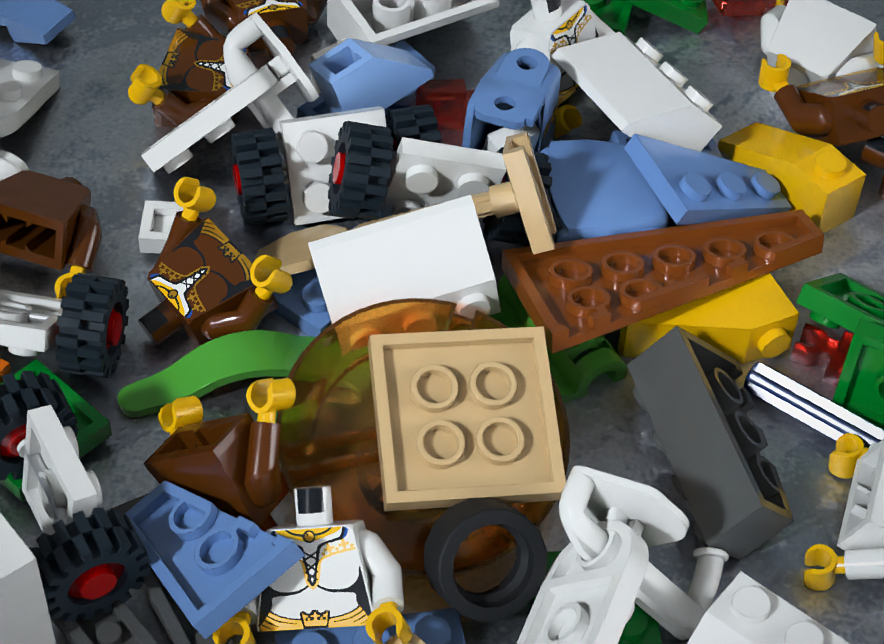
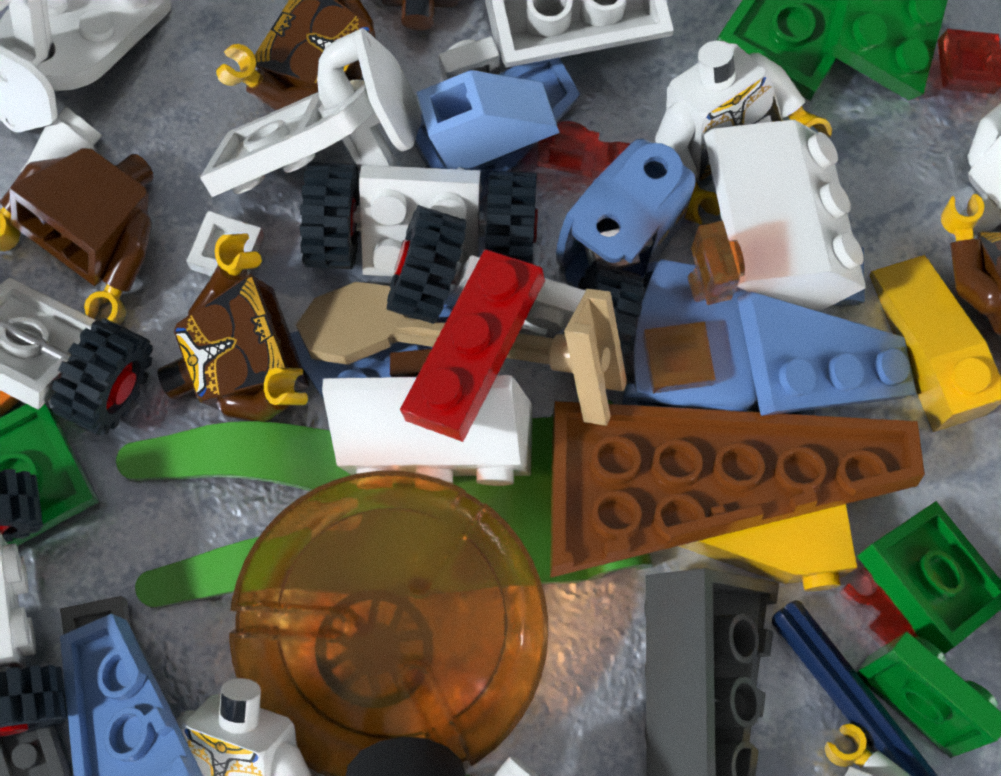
camera: 20 degrees right, 25 degrees up
(229, 457) = (166, 613): reddish brown torso -> none
(430, 182) = (473, 345): none -> red plate
(465, 417) = (430, 637): tan plate -> none
(593, 195) = (678, 357): none -> clear orange tile
(602, 111) = (717, 264): none -> clear orange plate

